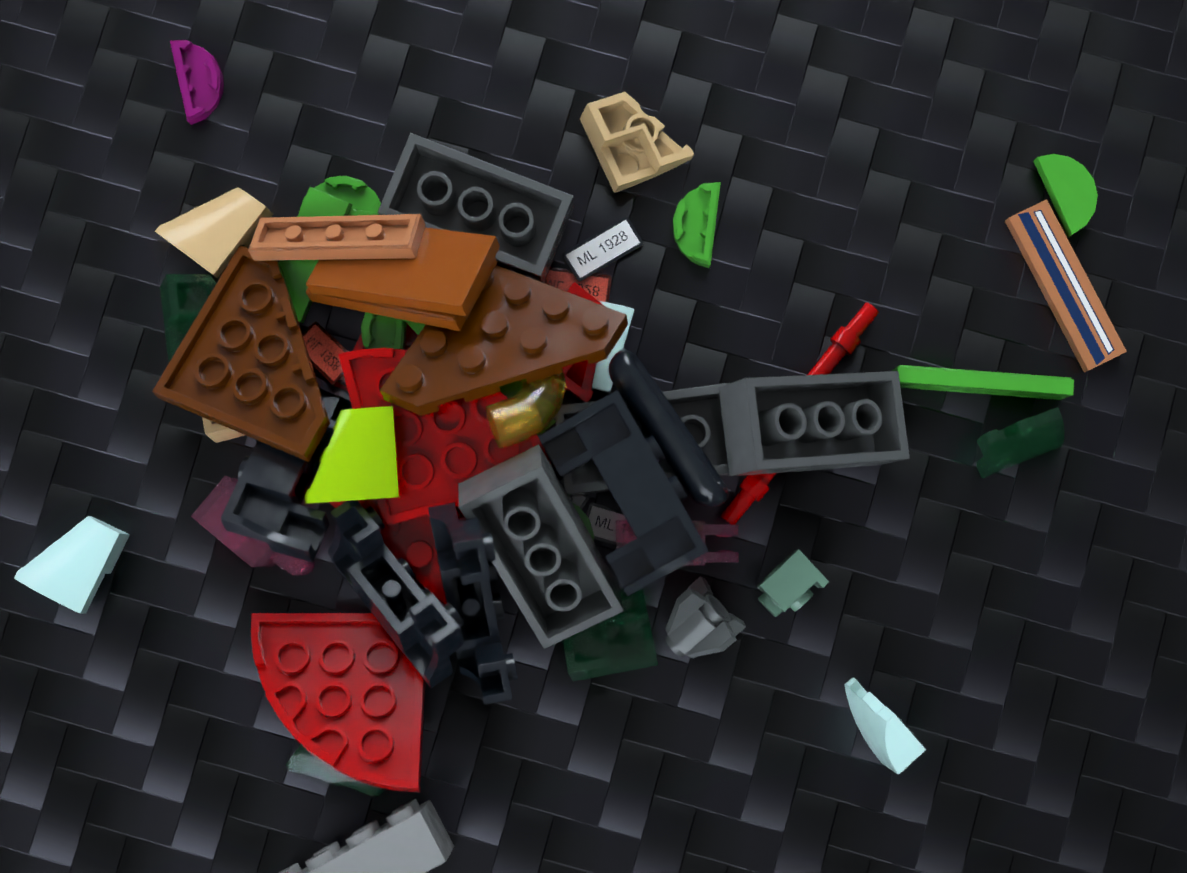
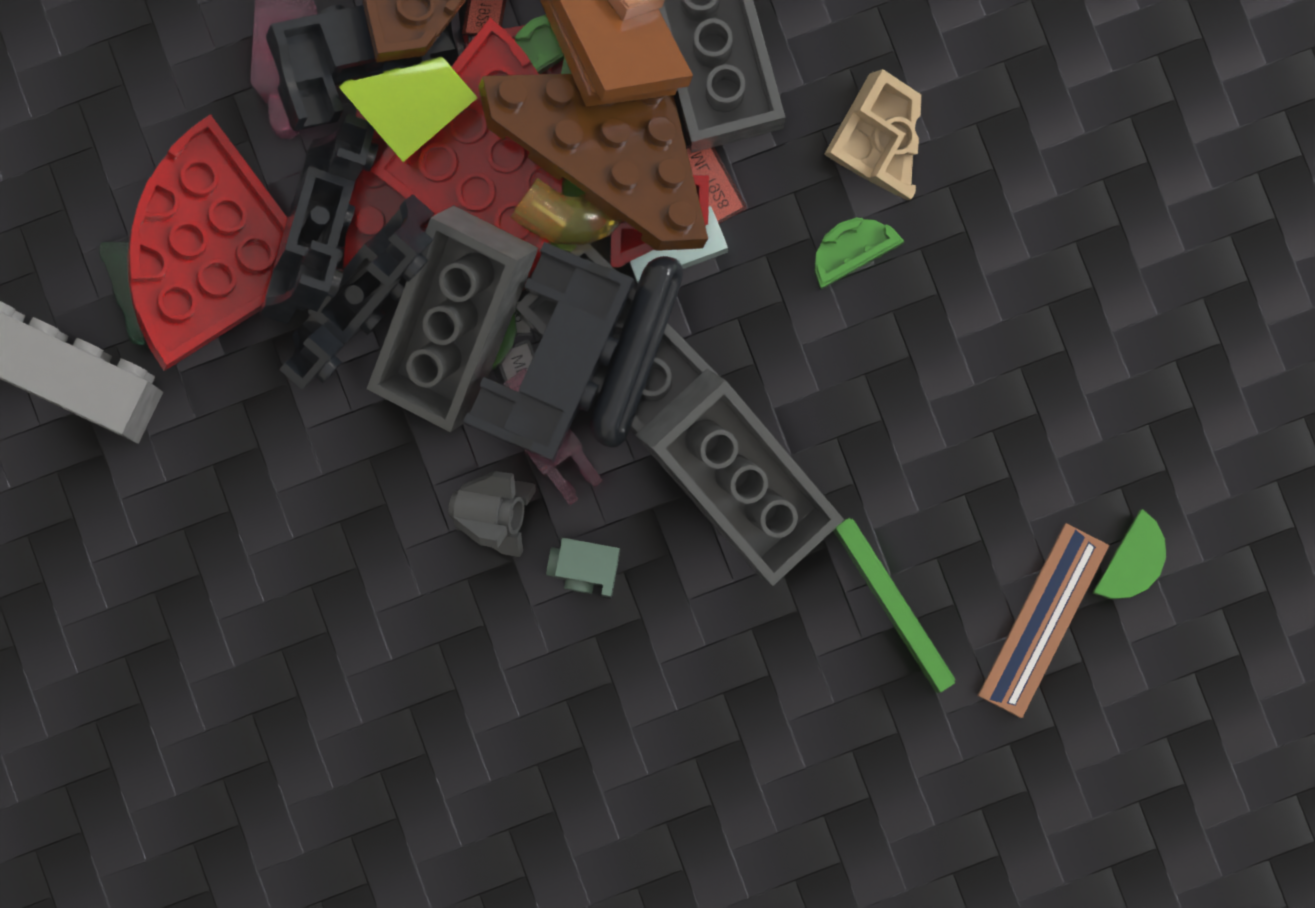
camera: 50 degrees right, 0 degrees up
(602, 249) = (765, 181): white sticker -> none
(614, 644) = (419, 450): clear green slope -> none
(843, 342) = (840, 458): red bar -> none
(882, 729) = (513, 743): light aqua slope -> none
(1020, 442) = (864, 678): clear green slope -> none

